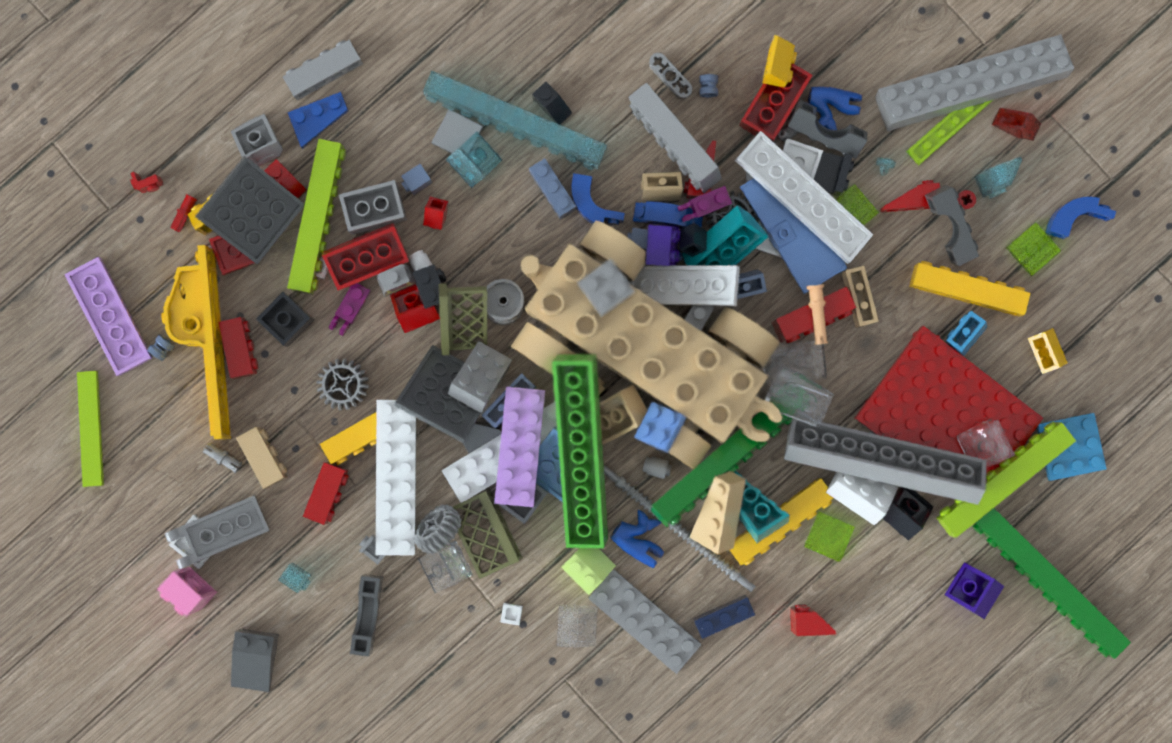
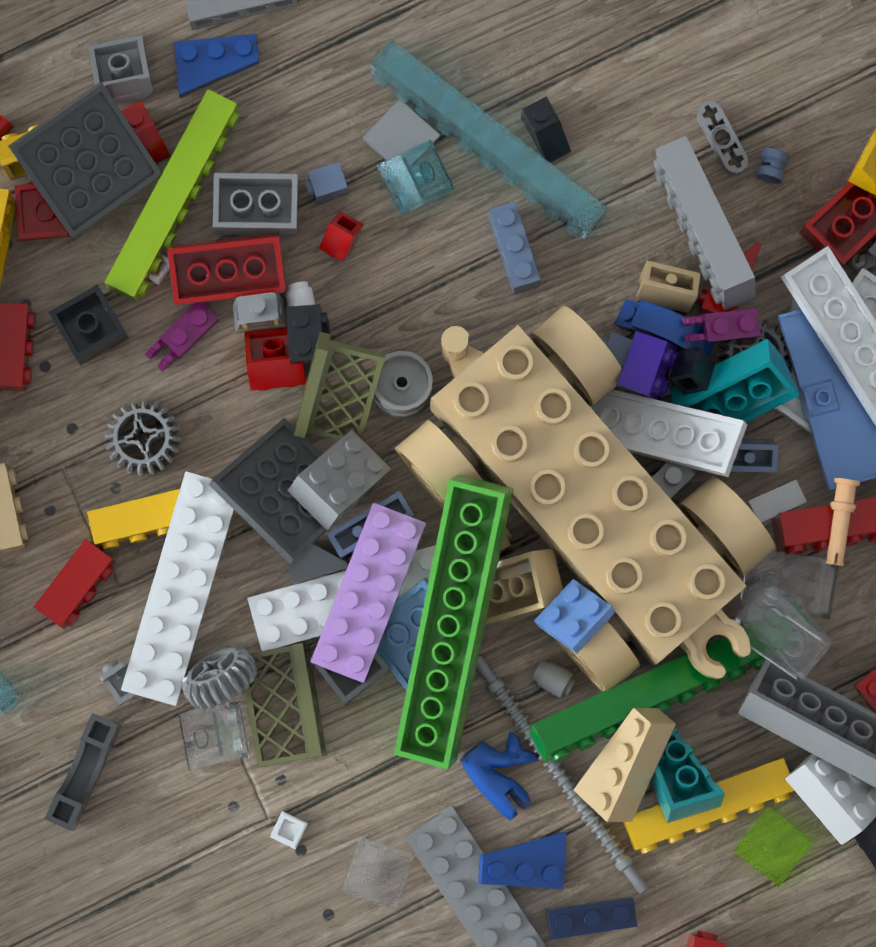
camera: 10 degrees right, 5 degrees down
(586, 207) = (554, 283): blue arch -> none
(588, 568) = (417, 793): yellowish green slope -> none
(606, 288) = (552, 398): light grey brick -> none
(672, 594) = (528, 864): none -> blue wing
(772, 309) = (777, 501): none -> white sticker

